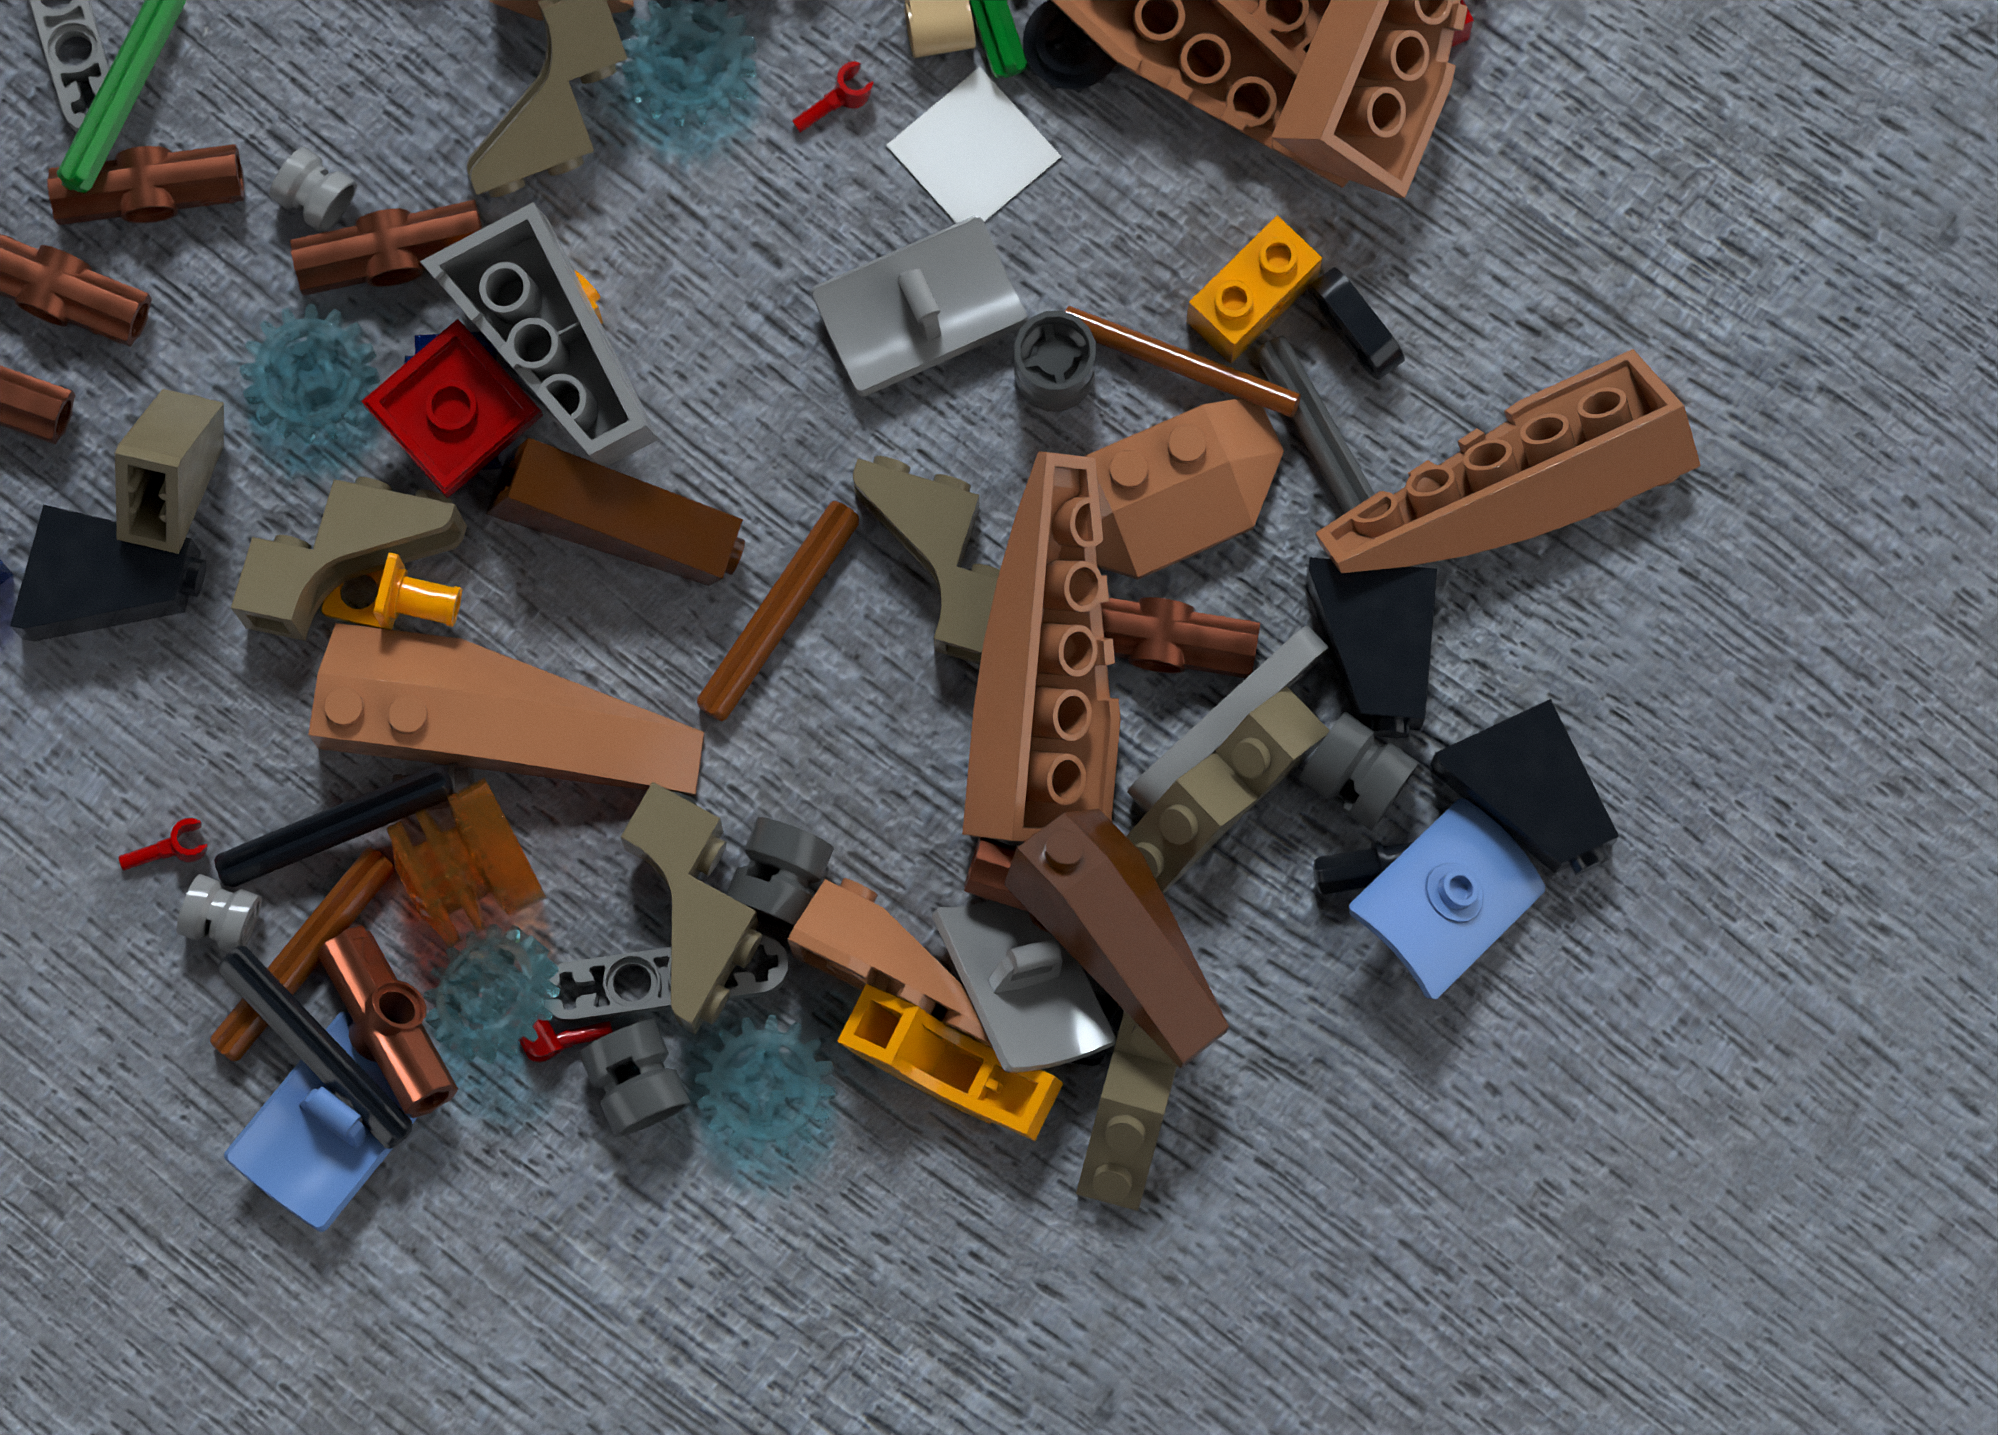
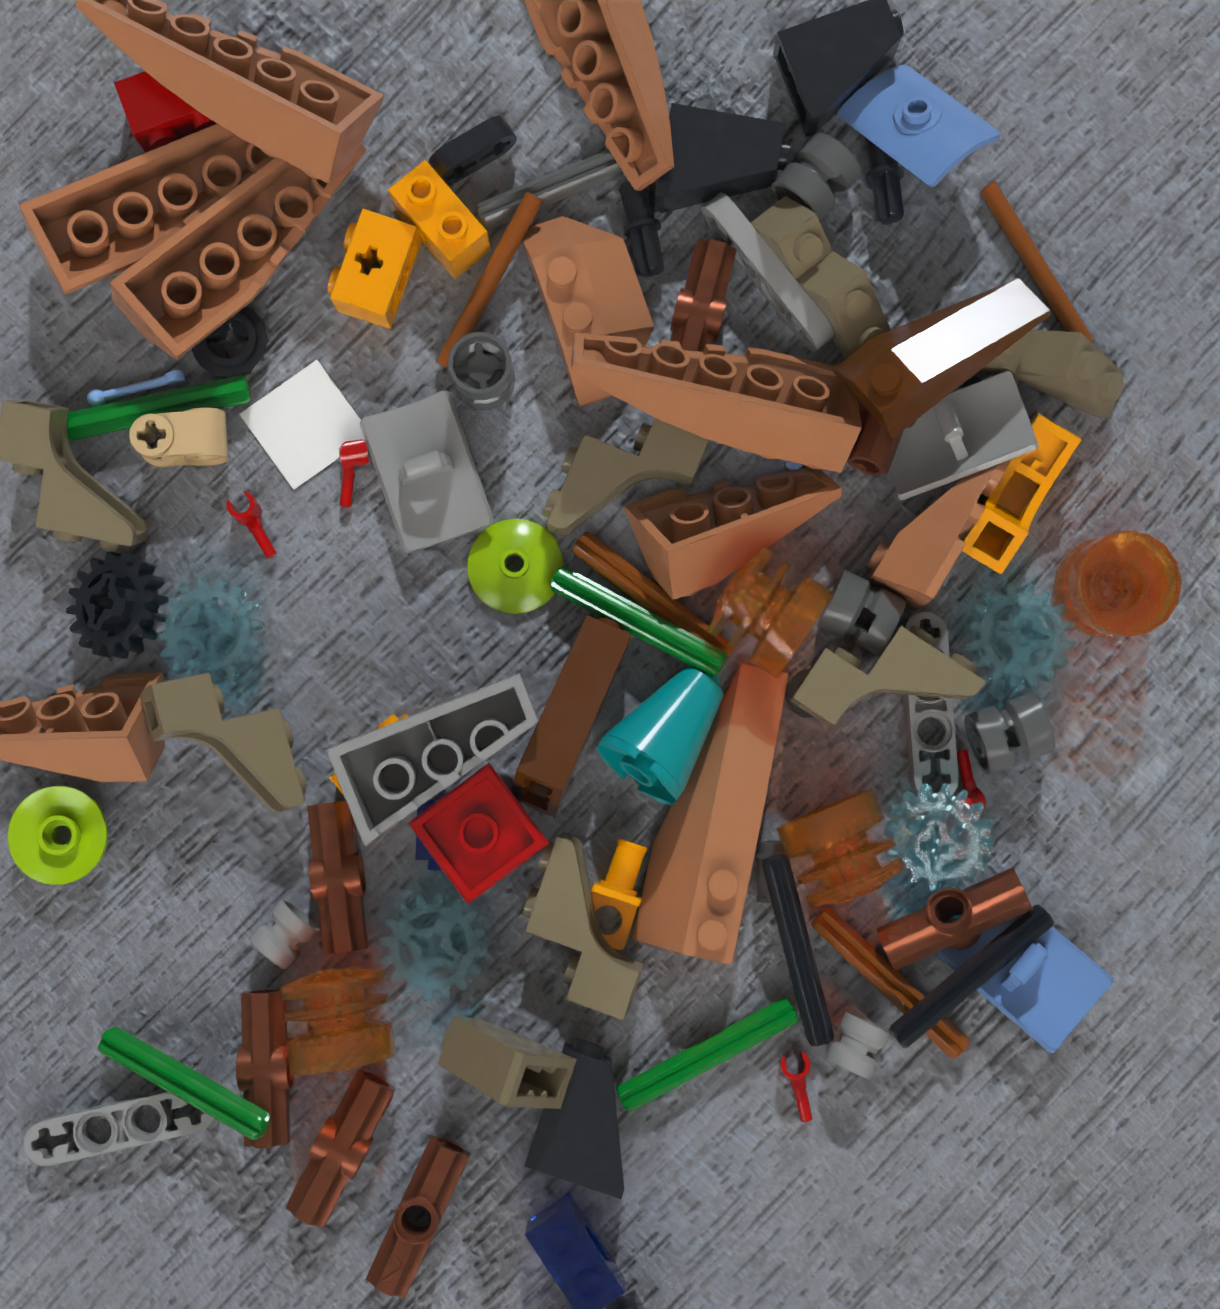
camera: 85 degrees left, 5 degrees up
(196, 729) = (706, 1054): none -> green axle
(208, 260) = (337, 1021): none -> clear orange wheel
(601, 636) = (664, 735): none -> teal cone
(744, 590) = (638, 621): none -> green axle
(765, 748) = (769, 611): none -> clear orange wheel
(800, 1207) = (1144, 585): none -> clear orange wheel
(816, 463) = (520, 590): none -> lime dish
(871, 677) = (711, 534): none -> nougat wedge
(935, 212) = (351, 454): none -> red hand
(1148, 207) = (379, 294): none -> light orange brick
(1267, 555) = (642, 230): none -> black axle
(1277, 1083) = (1033, 260): none -> dark orange bar

